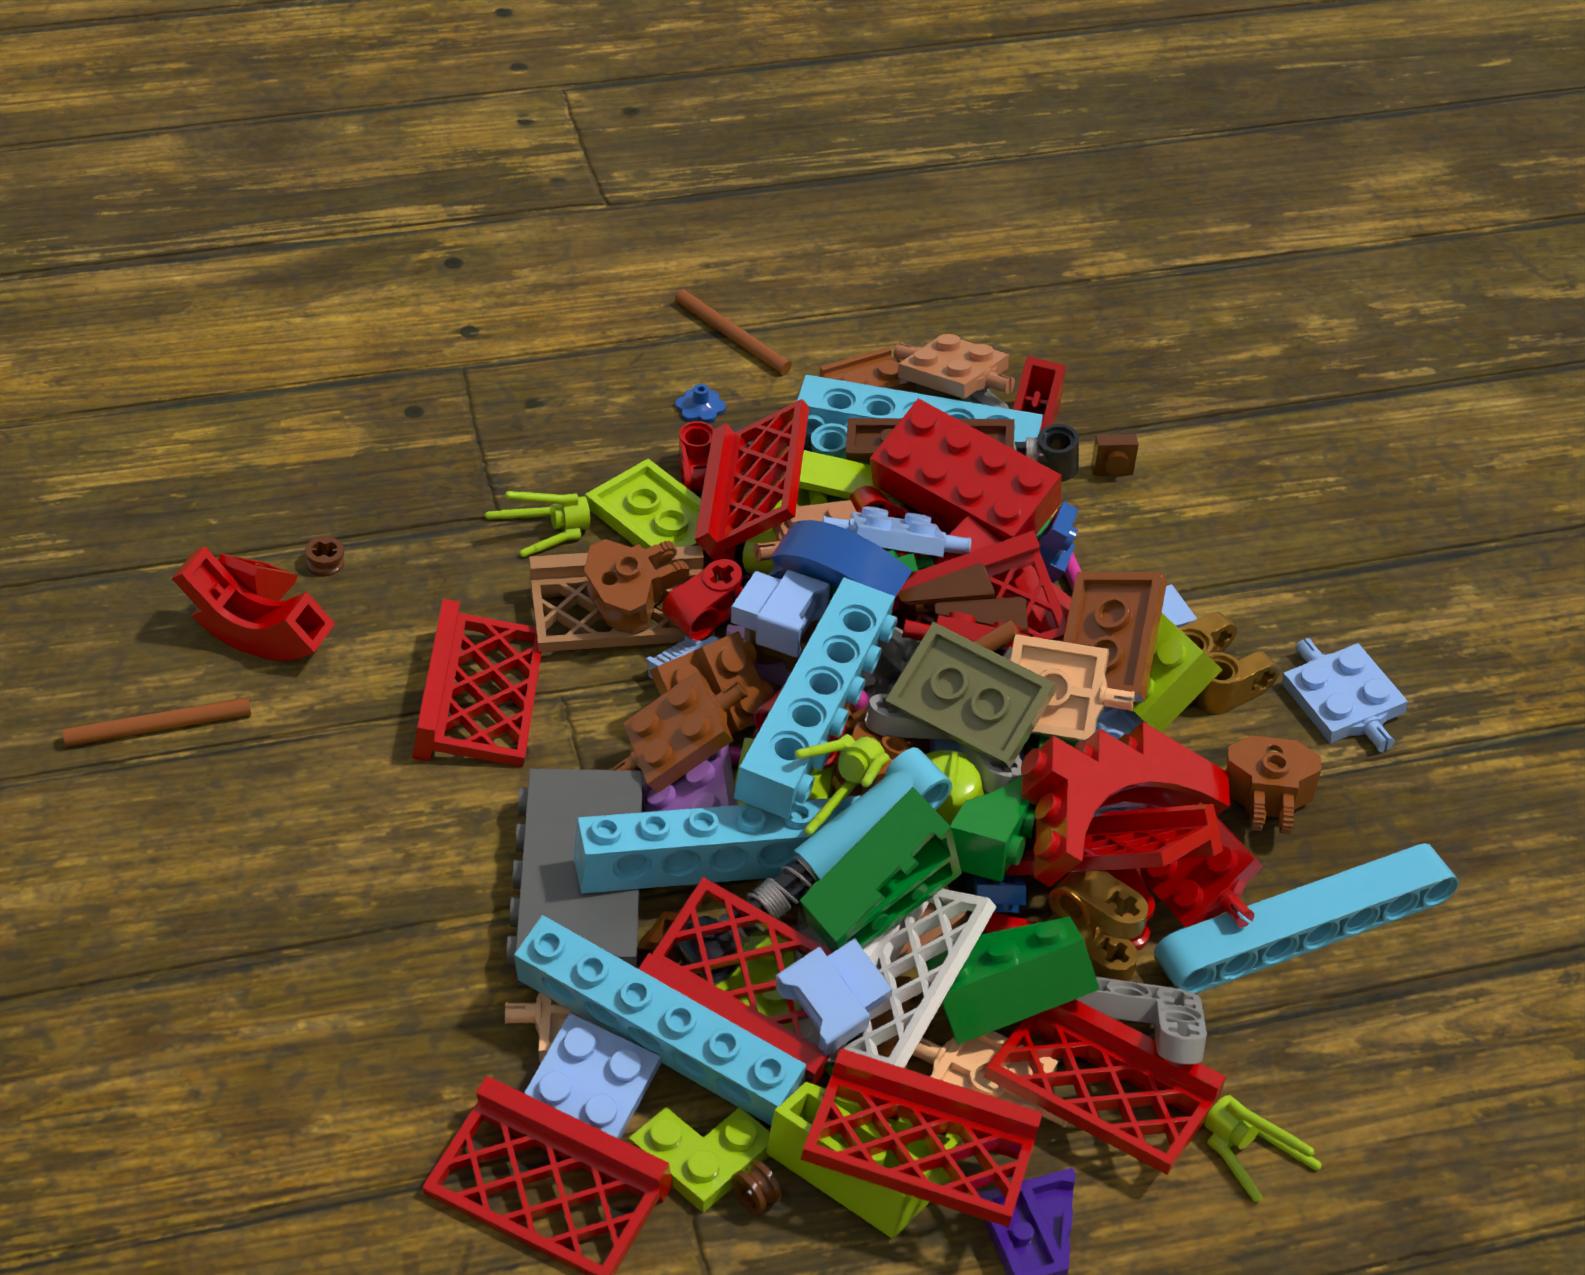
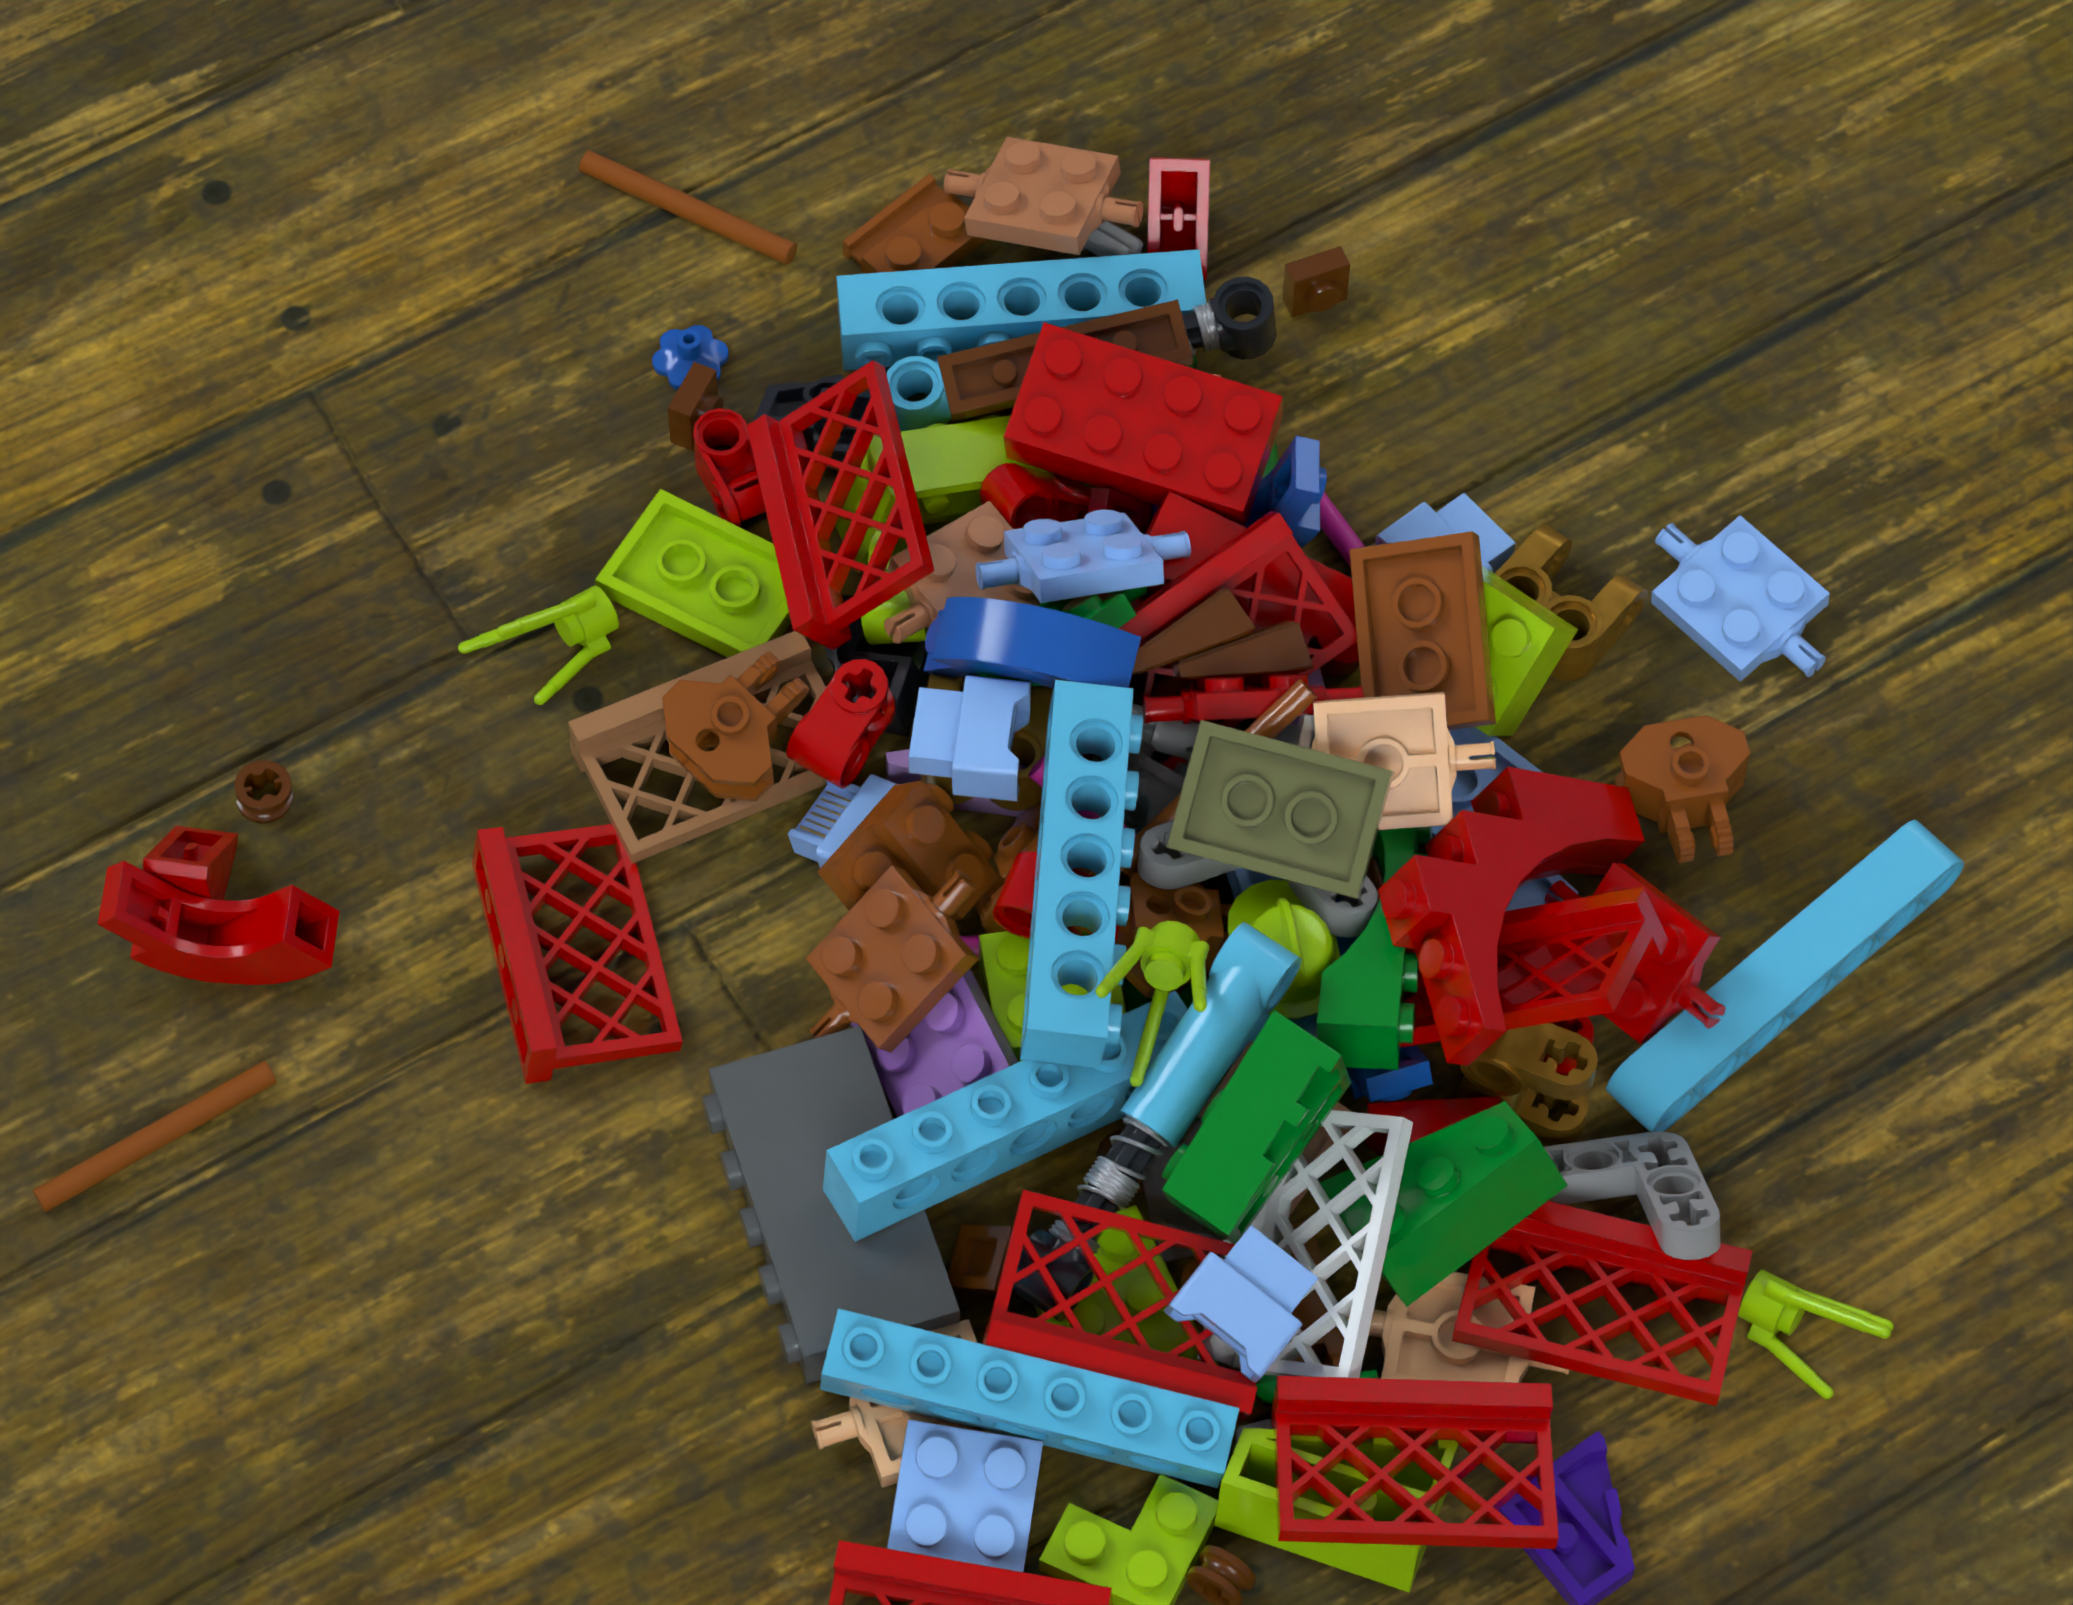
camera: 15 degrees left, 15 degrees up
(694, 410) = (694, 398): none -> reddish brown plate

